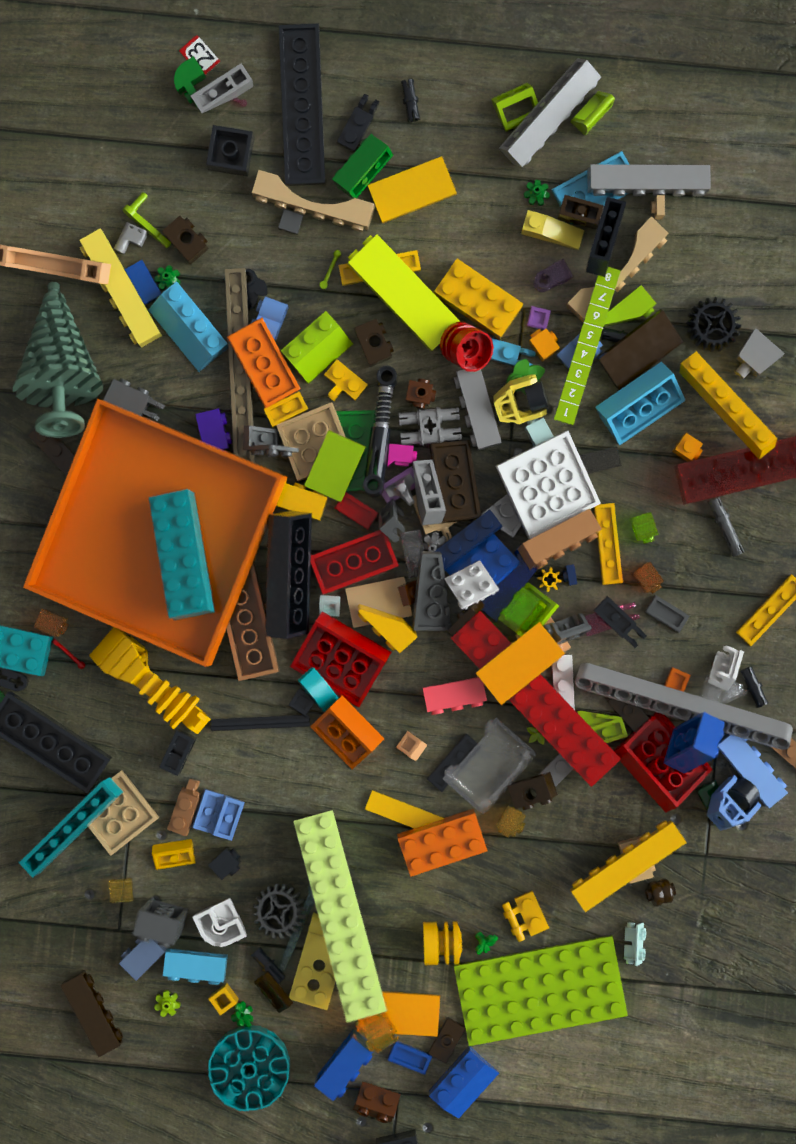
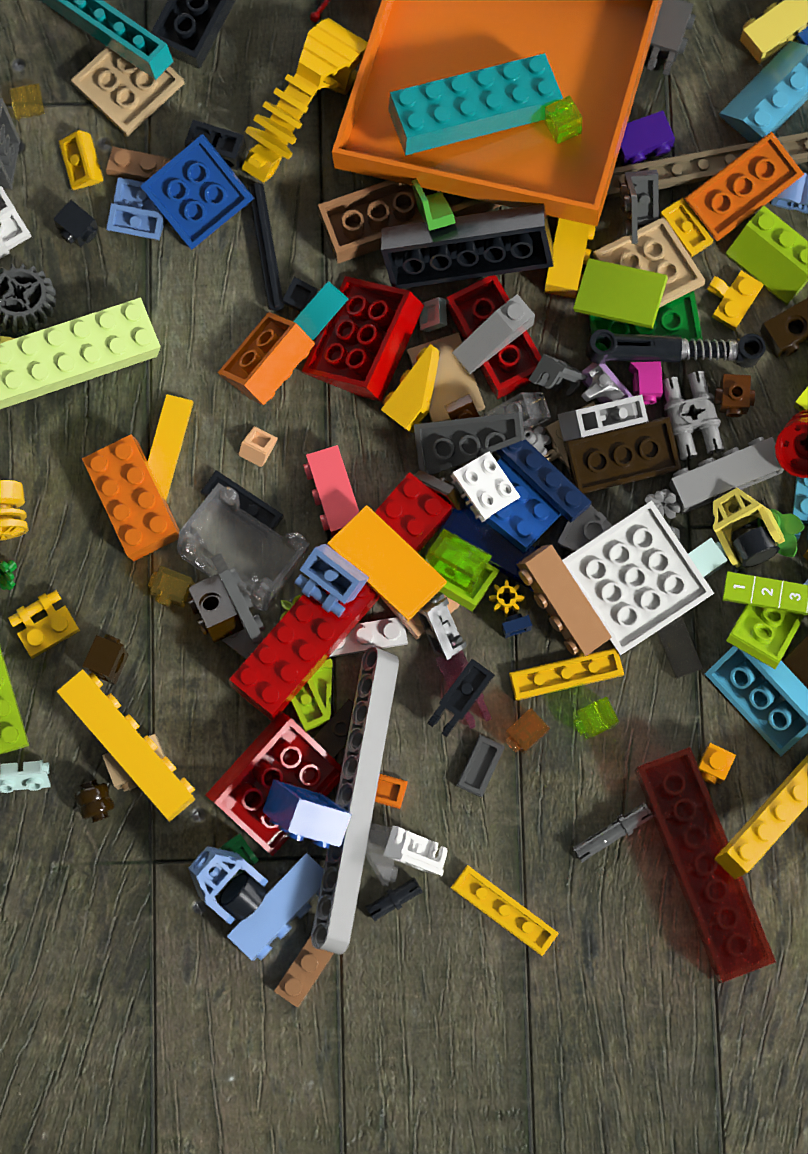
camera: 80 degrees right, 10 degrees down
(202, 490) = (563, 119): none -> clear neon green brick
(215, 769) = (197, 192): none -> blue plate
(258, 595) = (433, 208): none -> bright green panel
(356, 511) = (565, 334): red tile -> none
(358, 564) = (495, 334): none -> light grey slope
(493, 457) = (665, 503): none -> light grey plant
(529, 705) = (333, 574): none -> medium blue brick
(533, 773) = (240, 600): none -> dark grey wing
(561, 873) = (106, 658): none -> dark brown brick
(602, 399) = (765, 633): none -> lime tile

